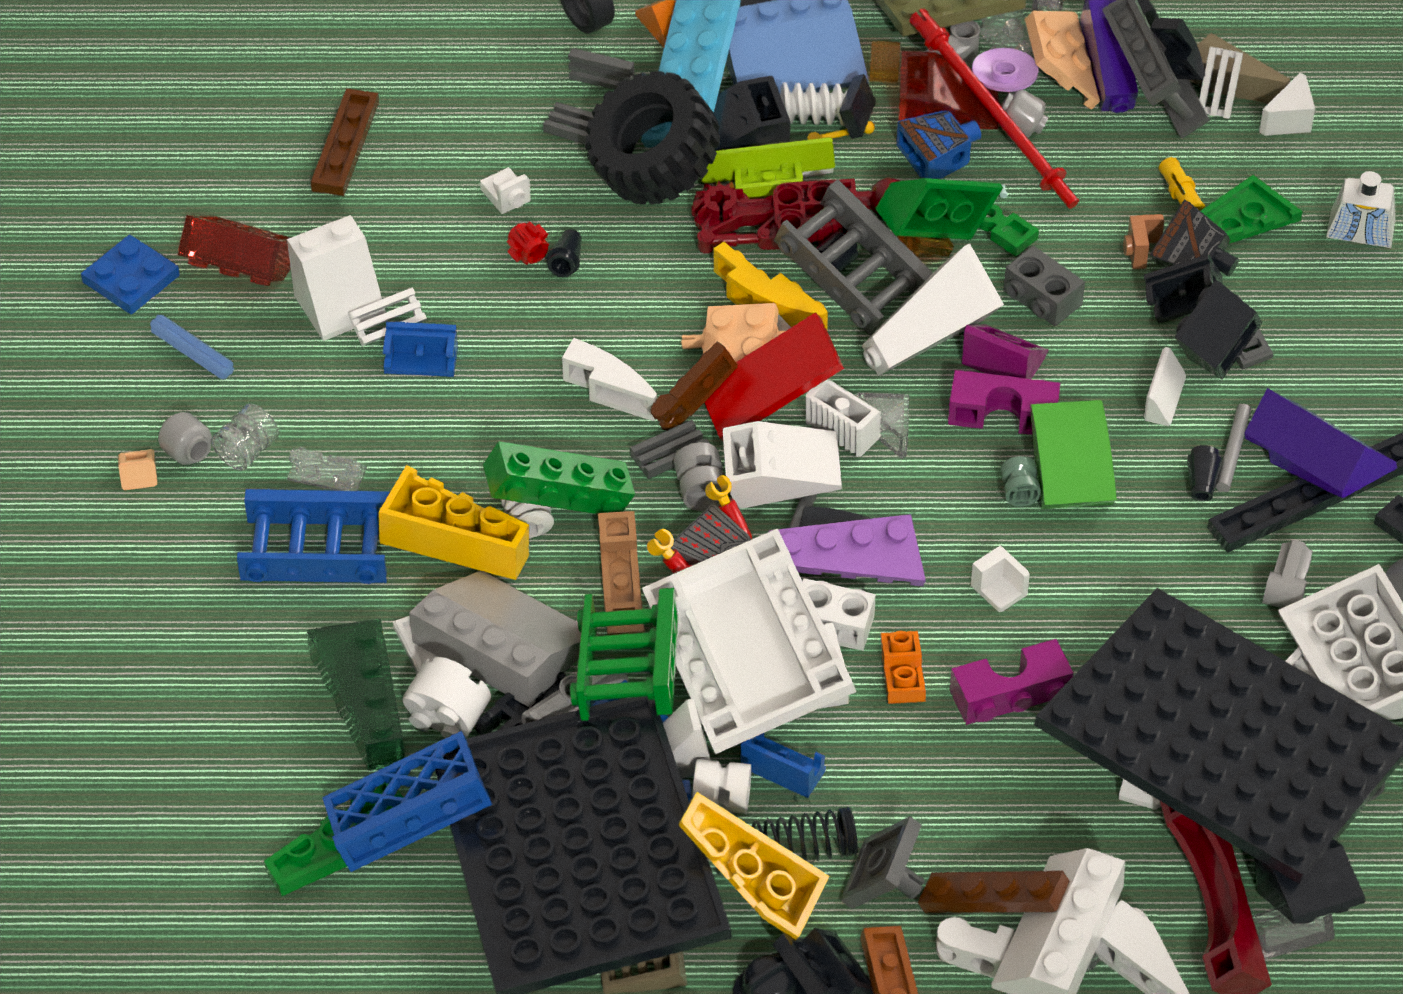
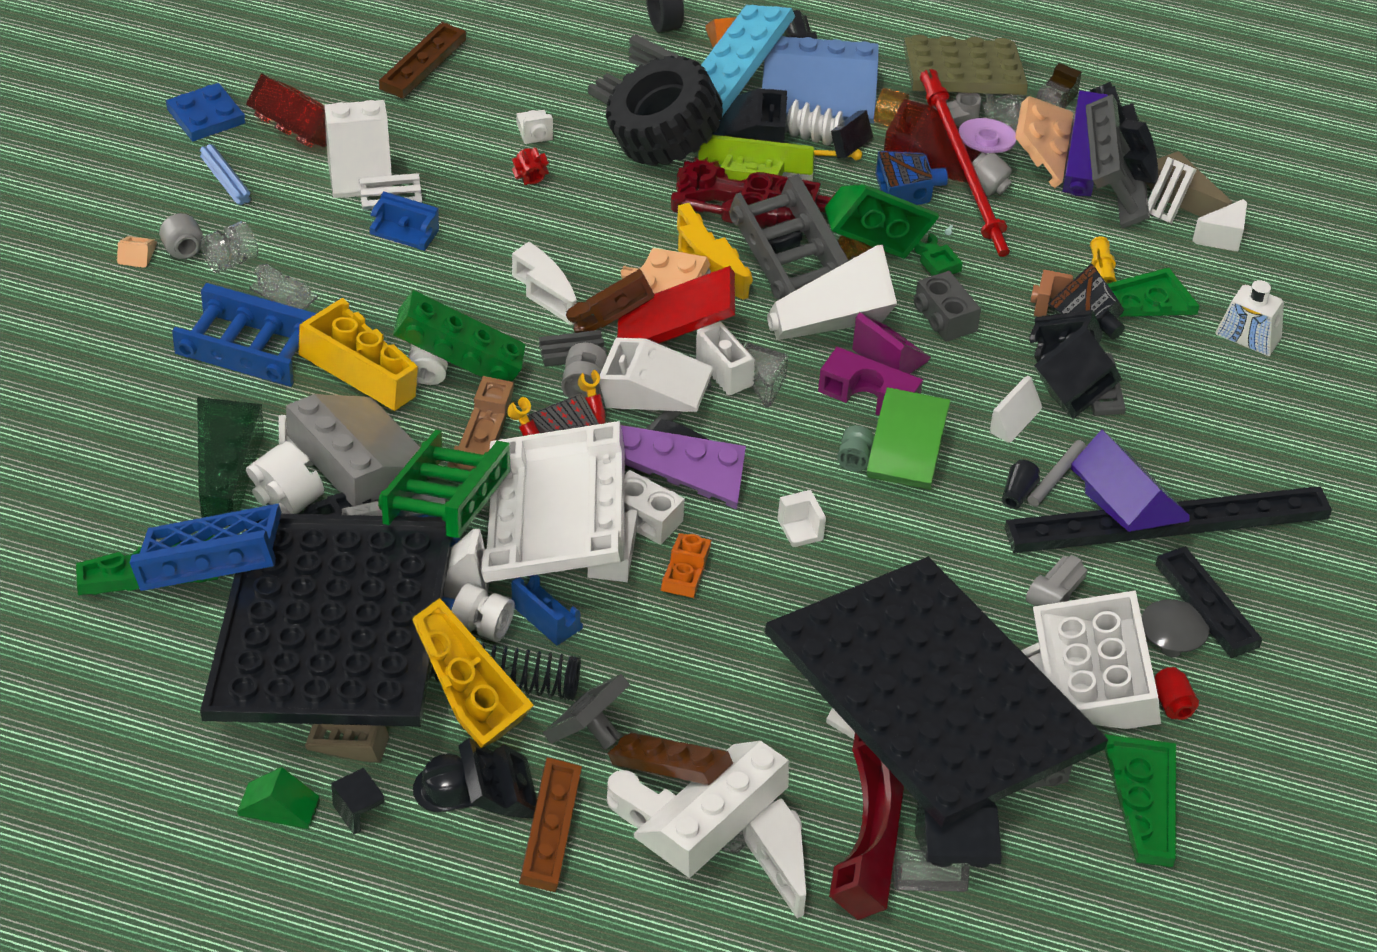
camera: 15 degrees right, 5 degrees down
(565, 254) = (557, 183): black cone -> none
(985, 694) = (748, 606): magenta arch -> none

